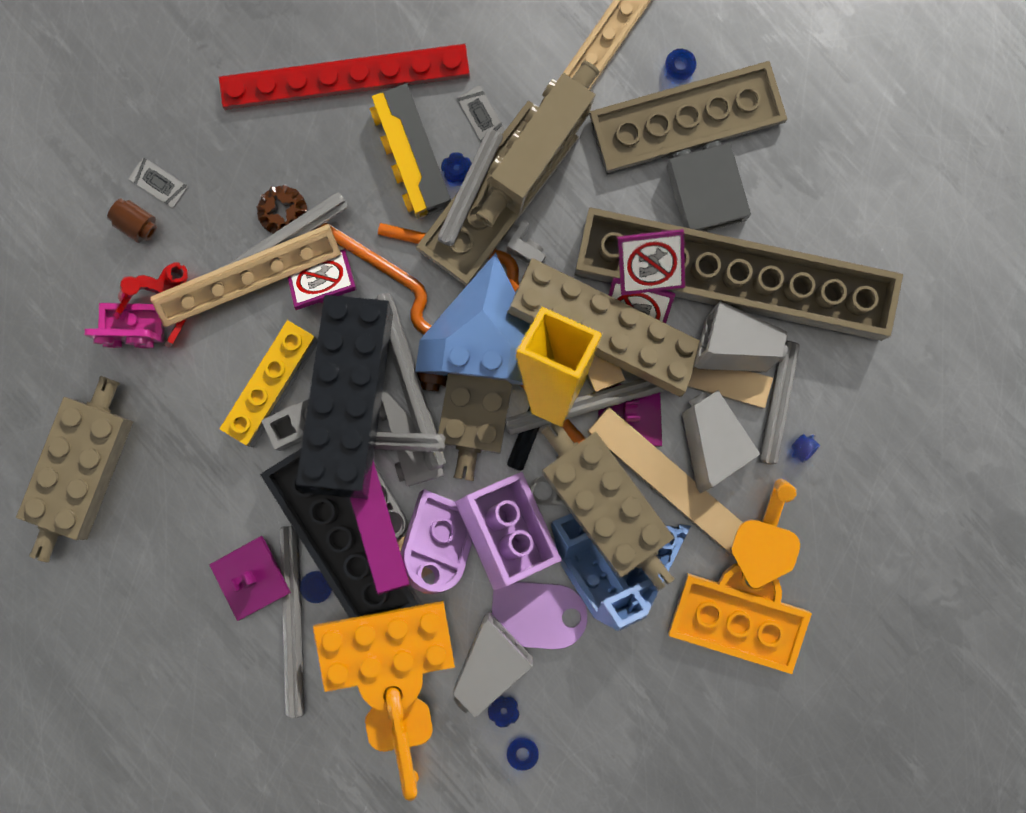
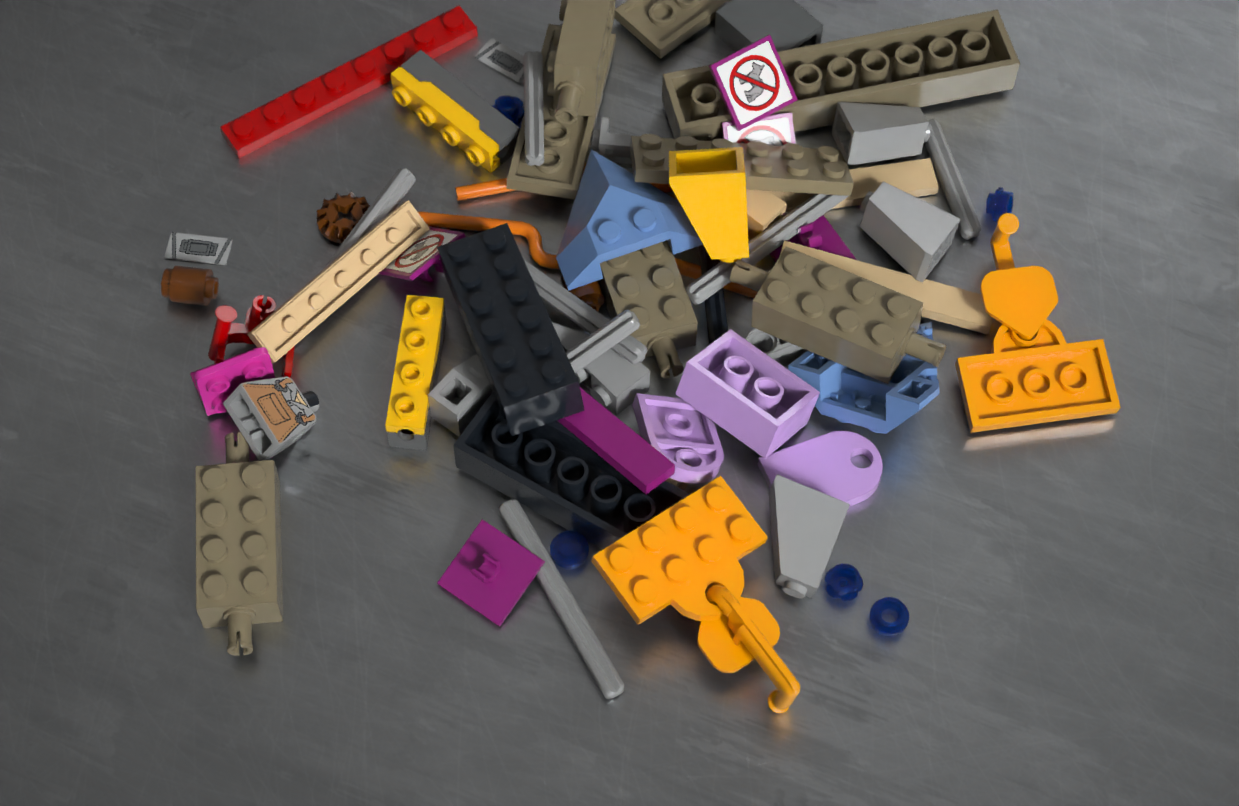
camera: 25 degrees left, 25 degrees down
(143, 377) = (271, 414): none -> torso

